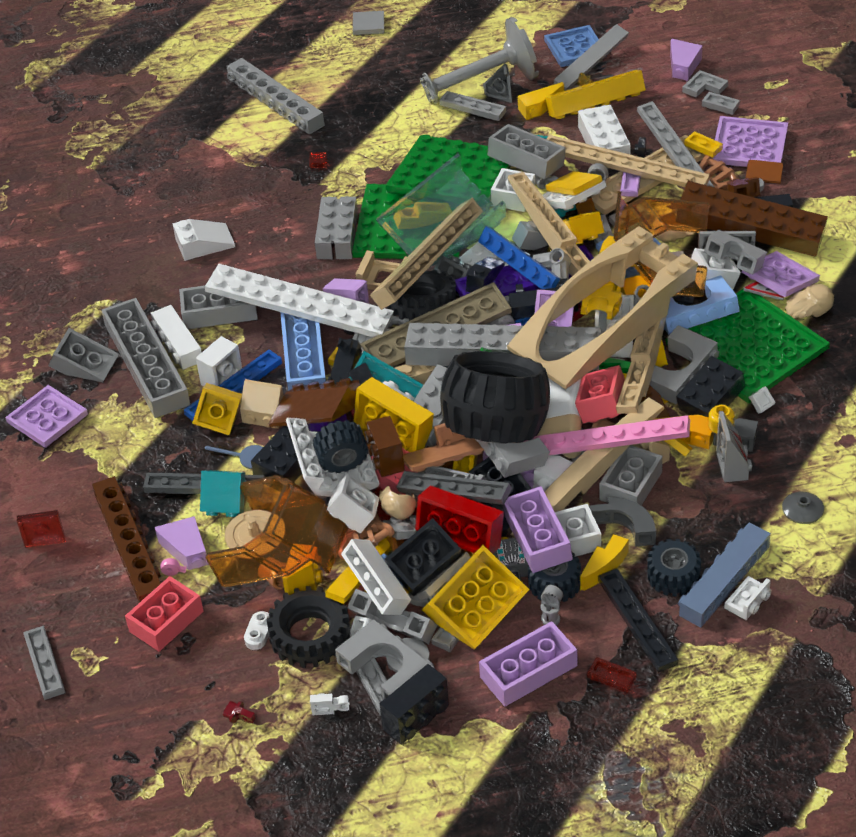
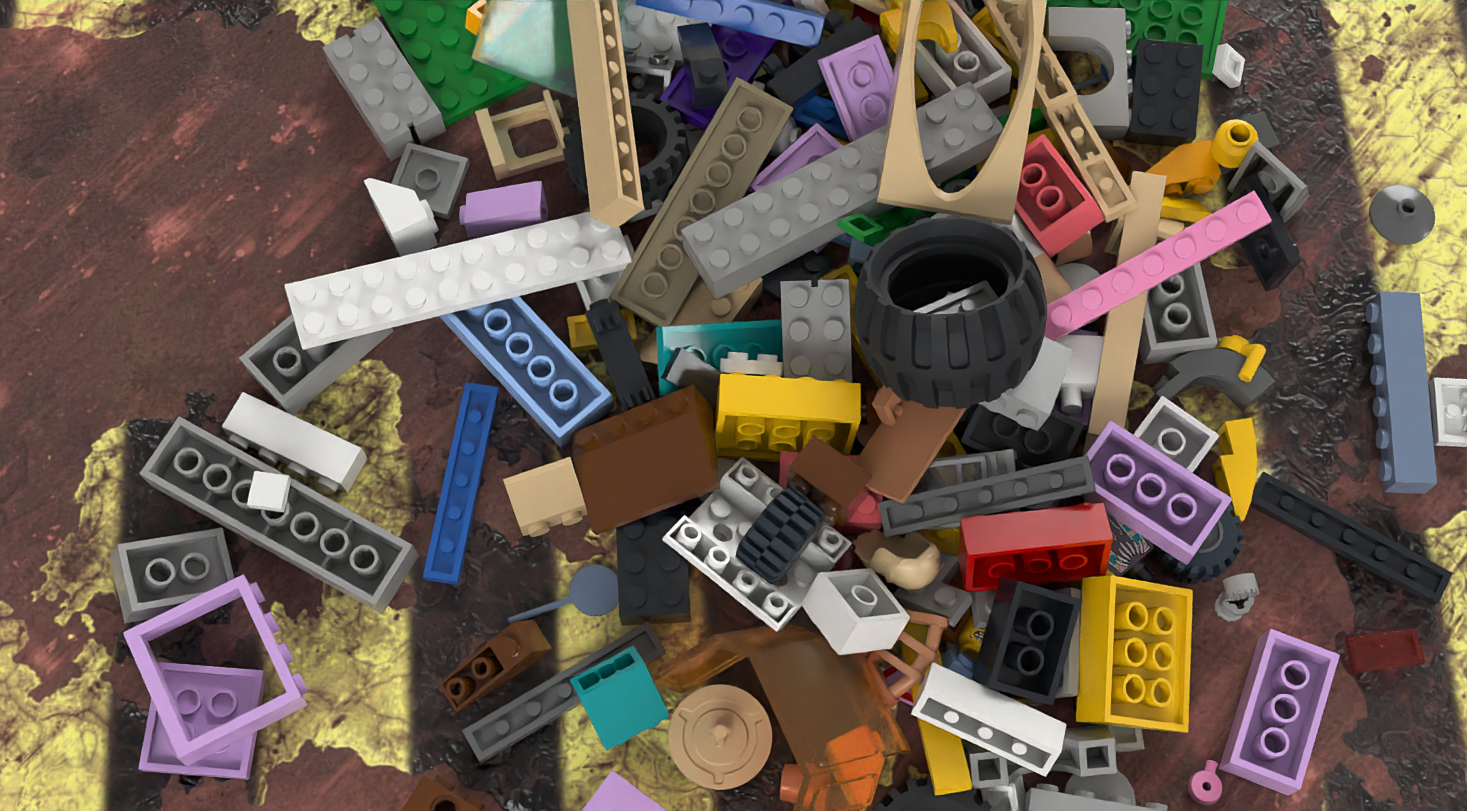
camera: 40 degrees left, 25 degrees up
(66, 419) = (138, 640): none -> lavender window
(146, 339) = (269, 491): none -> white tile
(190, 456) = (495, 663): none -> reddish brown slope
(201, 237) = (176, 225): white slope -> none
(217, 408) = (482, 545): yellow slope -> none
(218, 362) = (416, 462): white brick -> none
(297, 269) = (404, 216): none -> white slope
(324, 269) = (432, 176): none -> light grey plate
(466, 680) = (1208, 779): none -> bright pink piece
(651, 511) = (1253, 352): none -> yellow plate
(673, 567) = (1335, 424): black wheel -> none
(707, 475) = (1269, 247): none -> black plate

